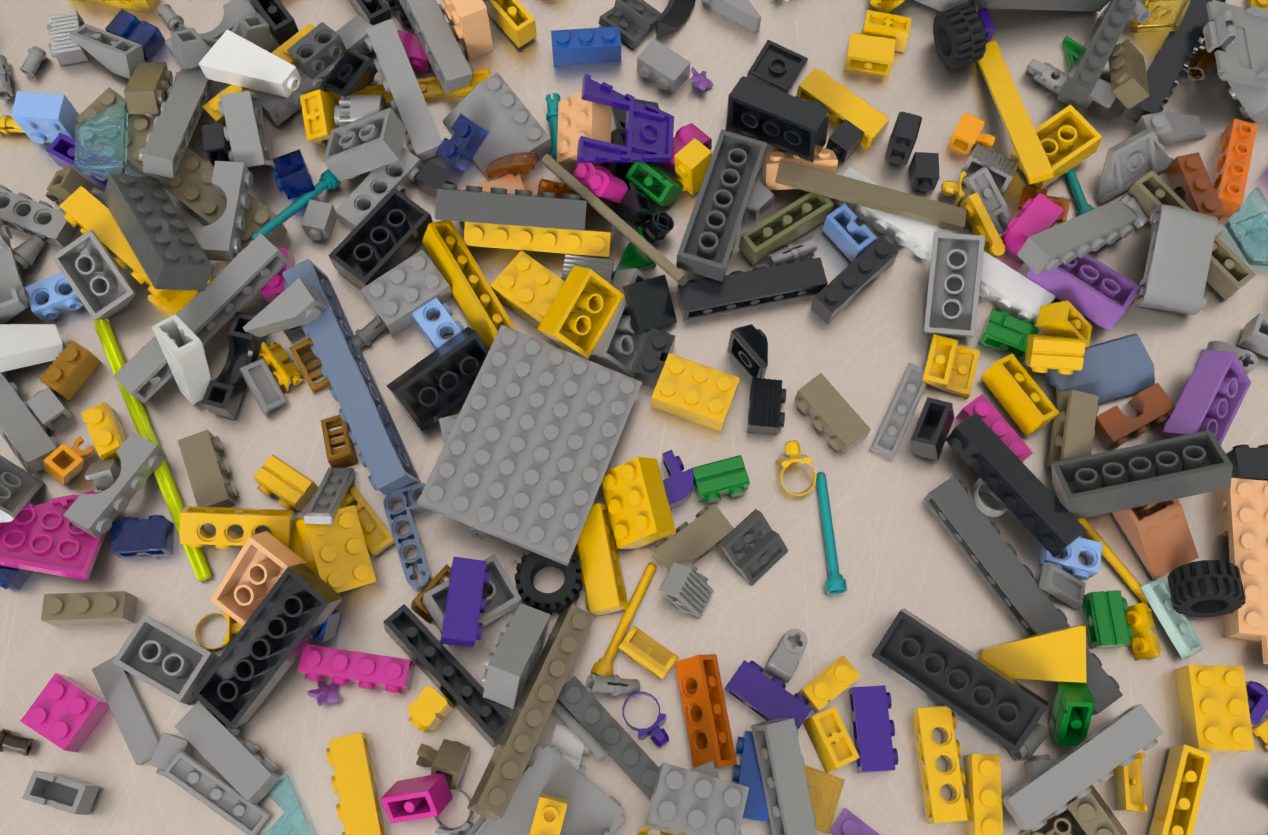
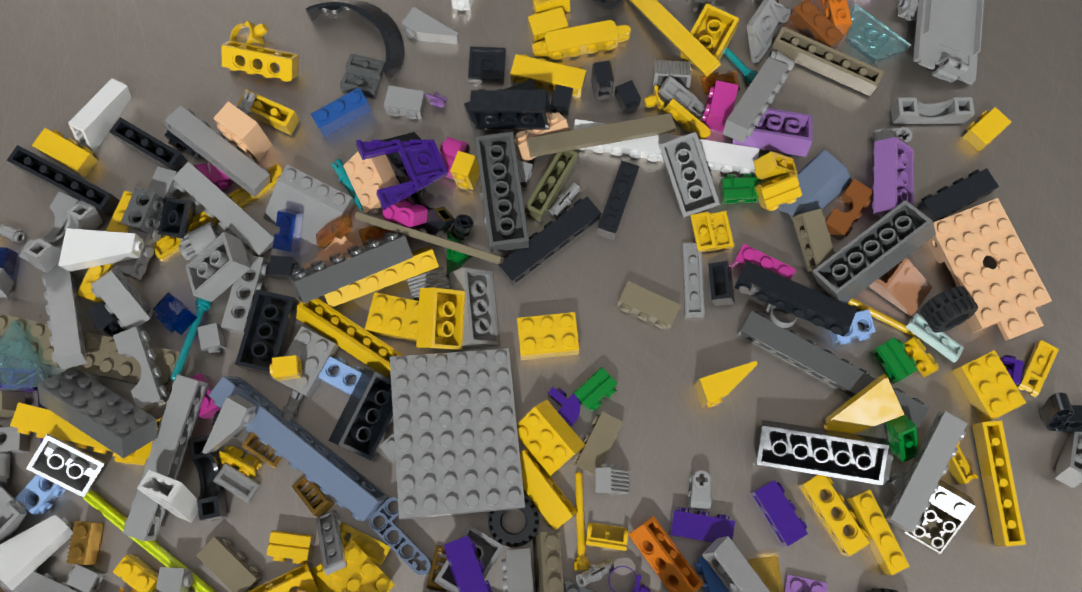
camera: 25 degrees left, 5 degrees up
(148, 87) = (26, 299): dark tan brick -> none
(318, 115) = (169, 259): yellow hinge -> none
(381, 283) = (286, 368): none -> yellow brick
(649, 304) = (485, 288): black tile -> none
(653, 357) = (506, 318): black brick -> none
(654, 182) = (443, 195): green brick -> none
(750, 350) = (572, 287): black slope -> none
(753, 547) = (641, 426): dark grey slope -> none
(765, 406) = (600, 321): black brick -> none
(792, 449) = (636, 349): yellow piece -> none
(829, 684) = (737, 496): yellow brick -> none
(830, 739) = (756, 534): yellow hinge -> none
(835, 583) = (706, 422): teal piece -> none
(846, 234) = (597, 170): medium blue brick -> none
(869, 542) = (718, 385): none -> yellow slope
(901, 86) = (581, 40): none -> yellow hinge
(968, 135) = (645, 55): light orange brick -> none
(1019, 395) = (767, 231): yellow brick -> none
(1062, 585) = (856, 351): light grey tile -> none
(1178, 260) = (829, 84): light grey windscreen -> none

